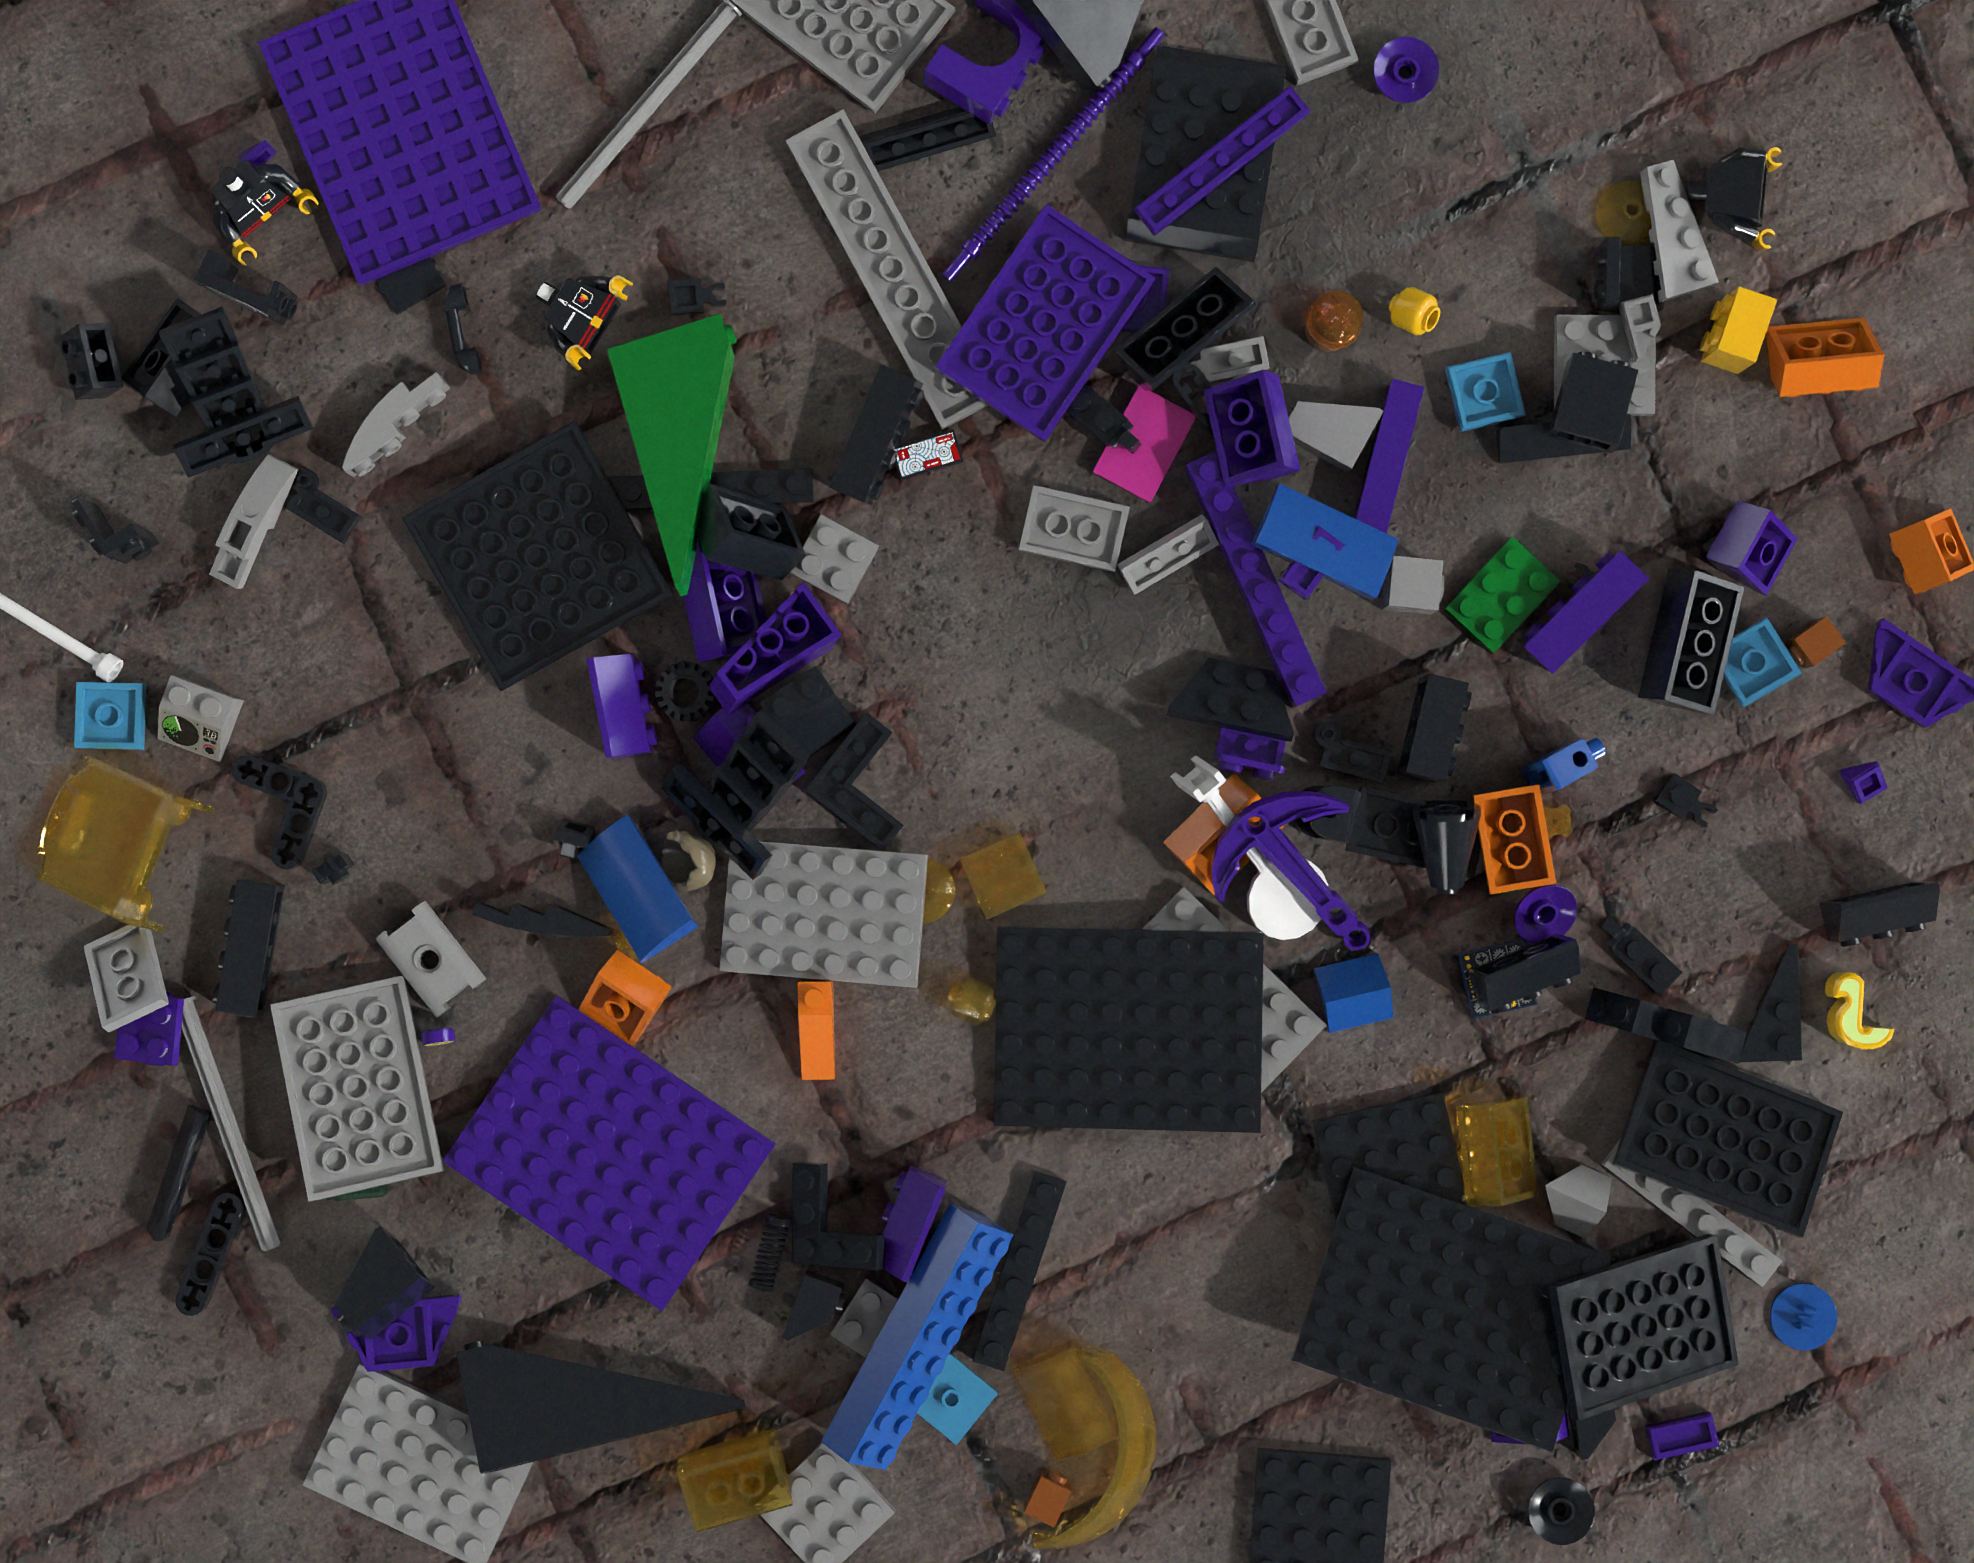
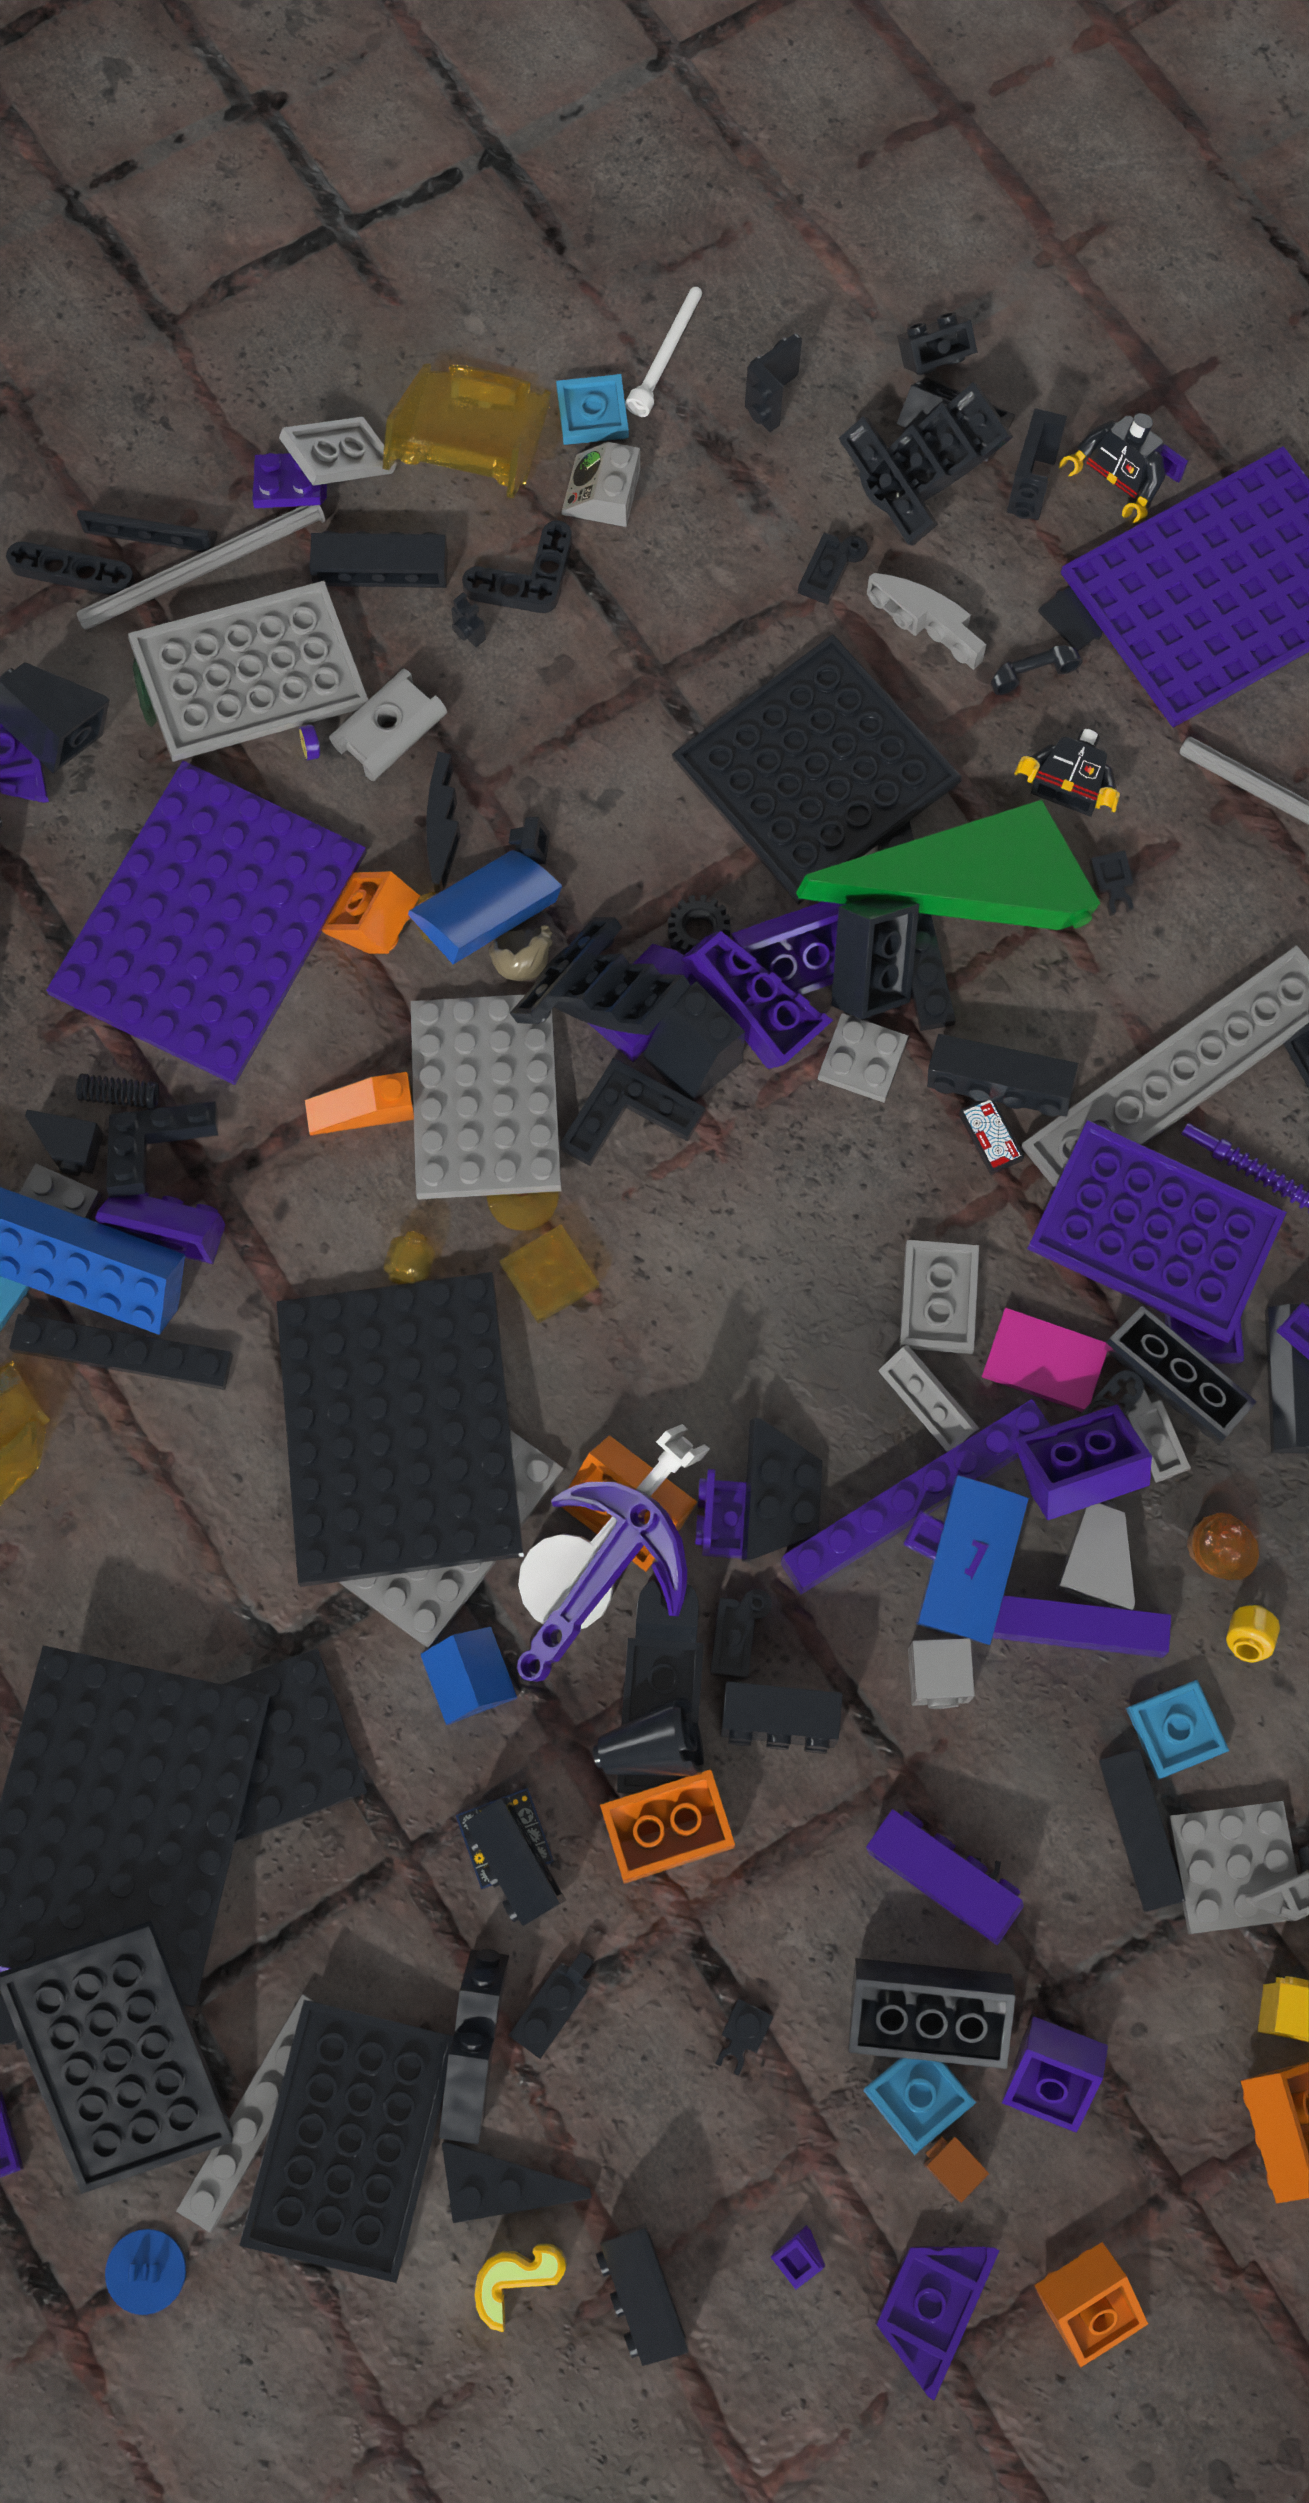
camera: 80 degrees right, 15 degrees down
(250, 519) = (807, 499): light grey slope -> none
(621, 706) = (673, 862): dark purple slope -> none
(1103, 420) = (1064, 1308): black hinge -> none
(1497, 1151) = (305, 1864): clear yellow slope -> none
(1502, 595) = (947, 1783): green plate -> none
(1554, 918) = (583, 1897): dark purple dish -> none
(1562, 814) = (703, 1873): clear yellow plate -> none
(1564, 765) = (752, 1866): blue torso -> none
(1579, 1199) = (260, 1967): light grey slope -> none
(1593, 401) = (1190, 1848): black brick -> none

